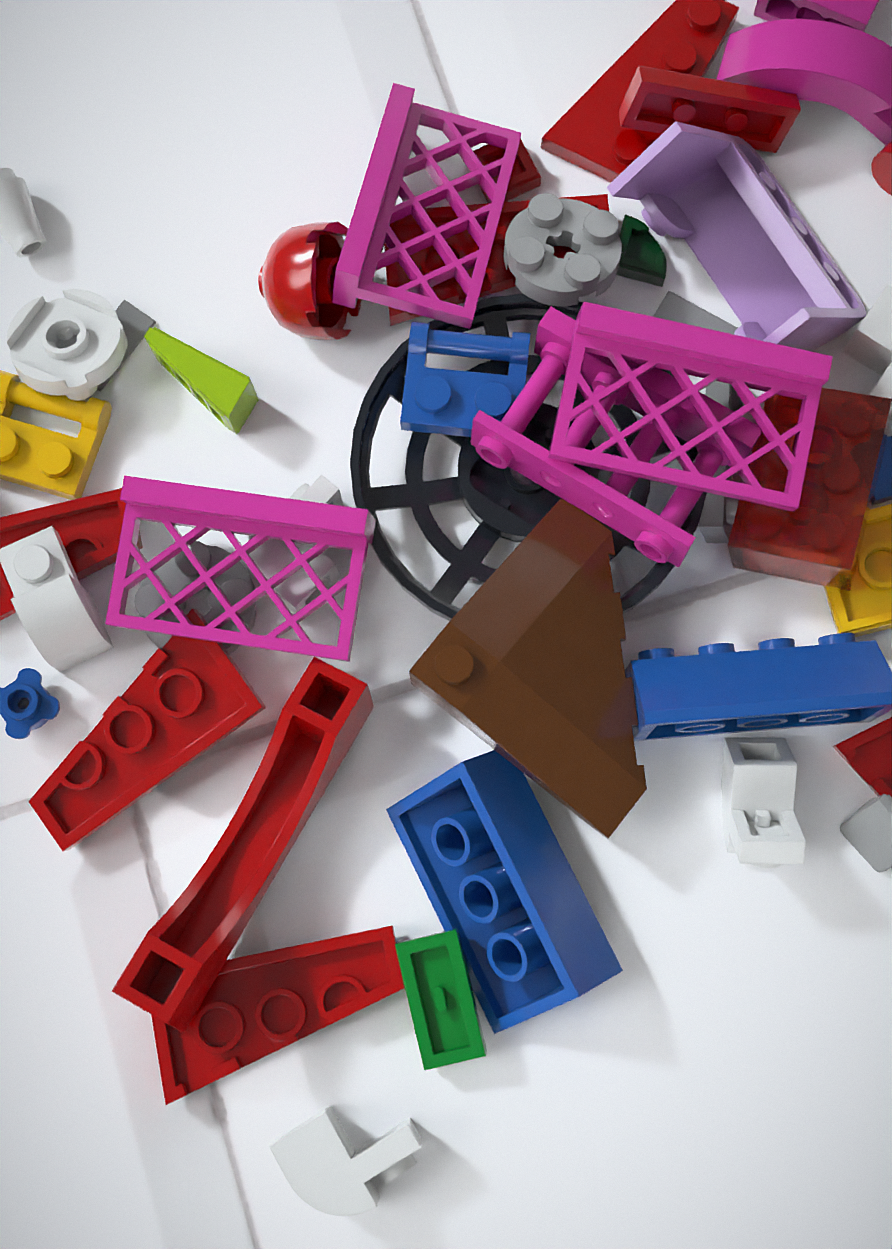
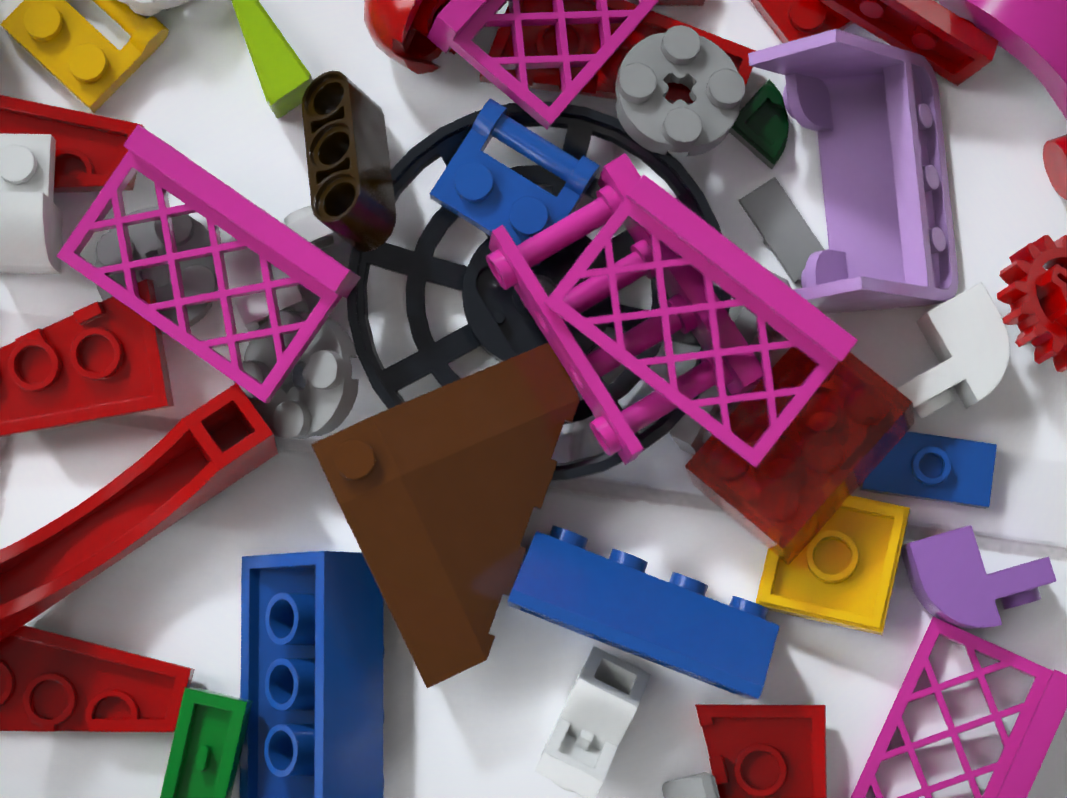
camera: 20 degrees right, 5 degrees up
(317, 431) = (348, 161): none -> dark brown beam
(393, 625) = (329, 386): none -> light grey plate

